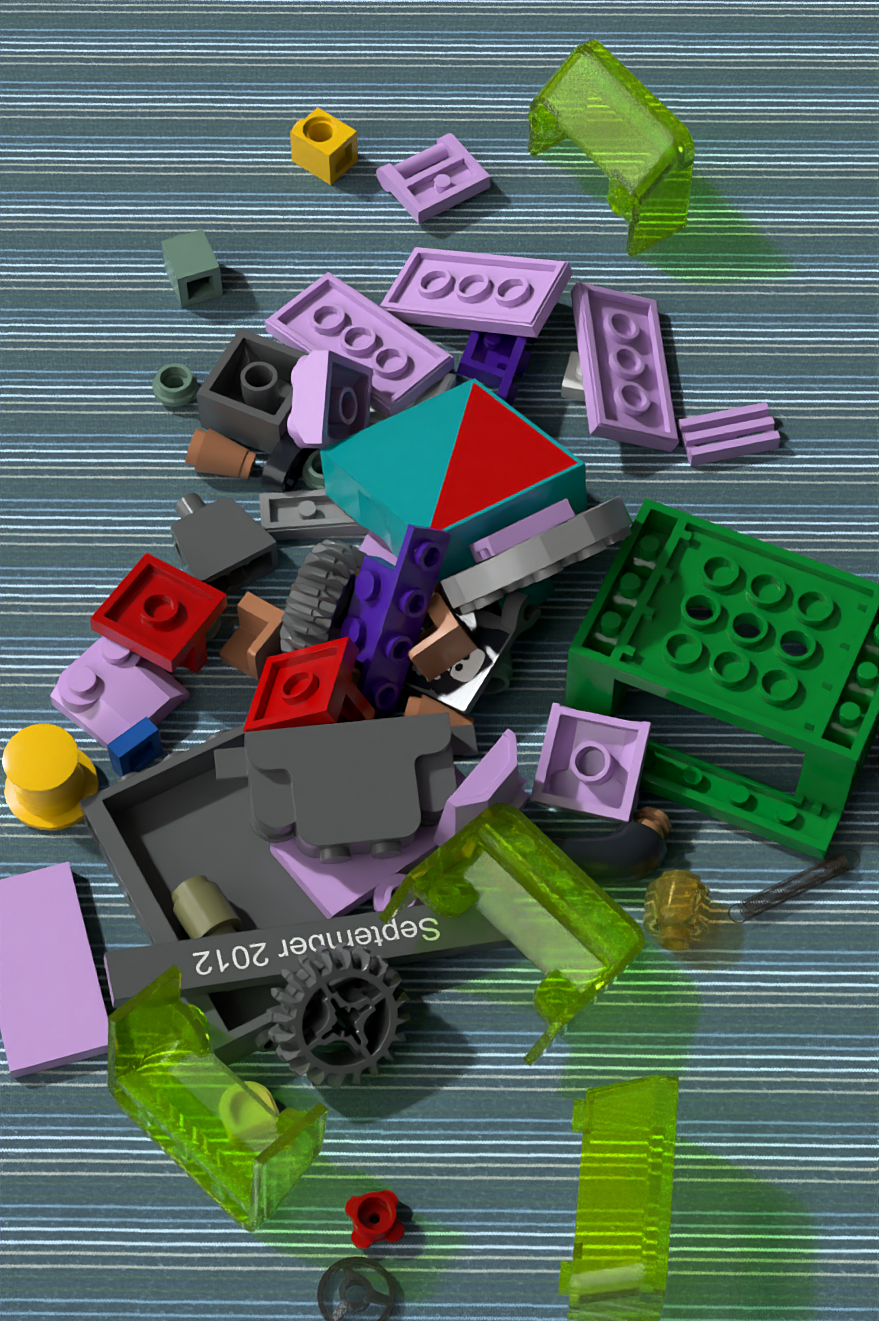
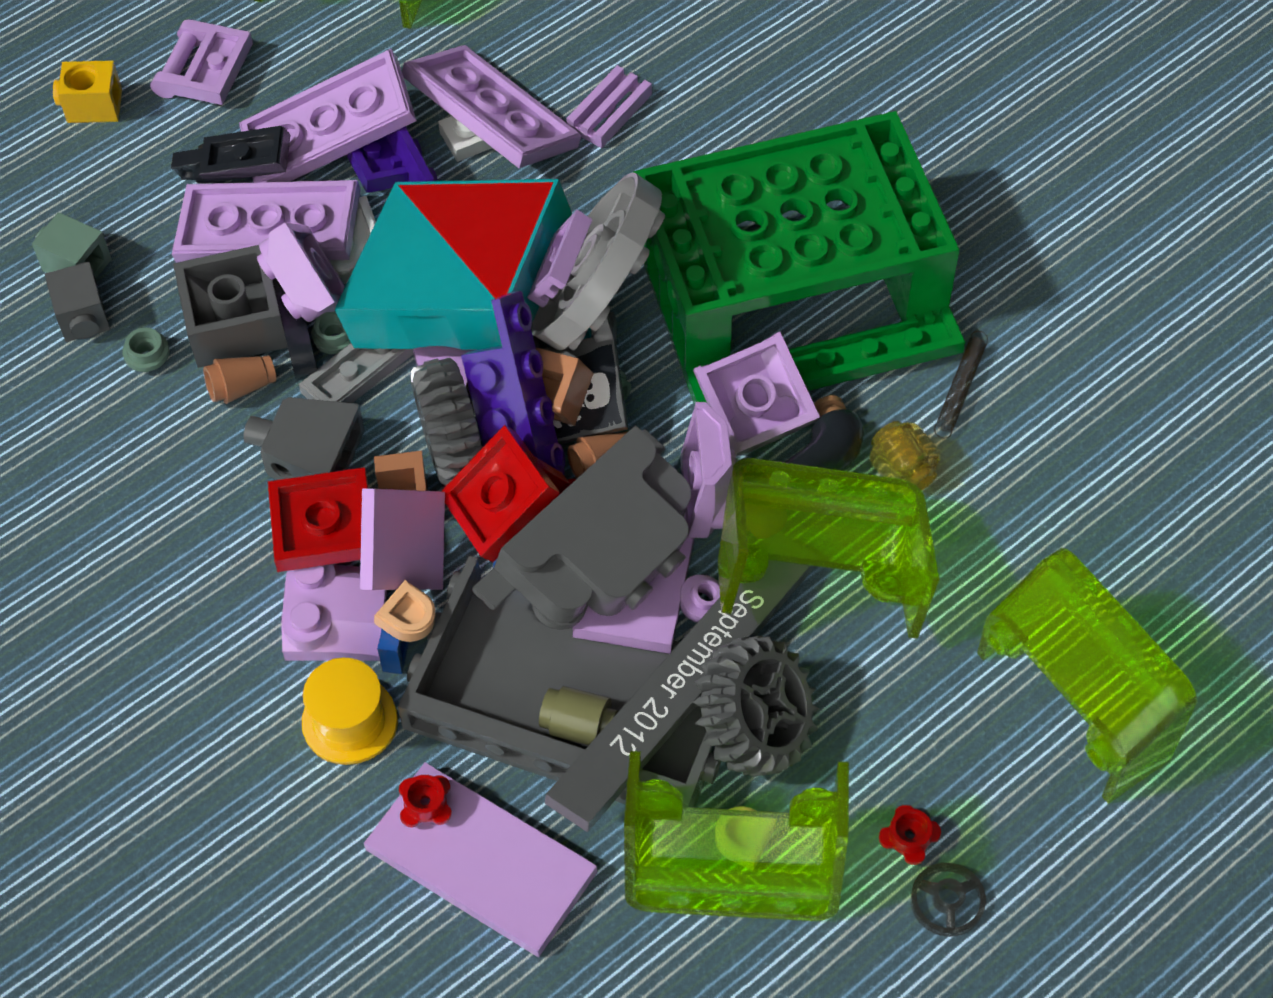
camera: 40 degrees left, 0 degrees up
(30, 877) = (425, 787): none -> red plate
(150, 734) = (407, 614): none -> light nougat tile
(158, 311) = (77, 302): none -> dark grey brick
(200, 672) = (402, 539): none -> lavender tile
(380, 273) = (235, 156): none -> black hinge

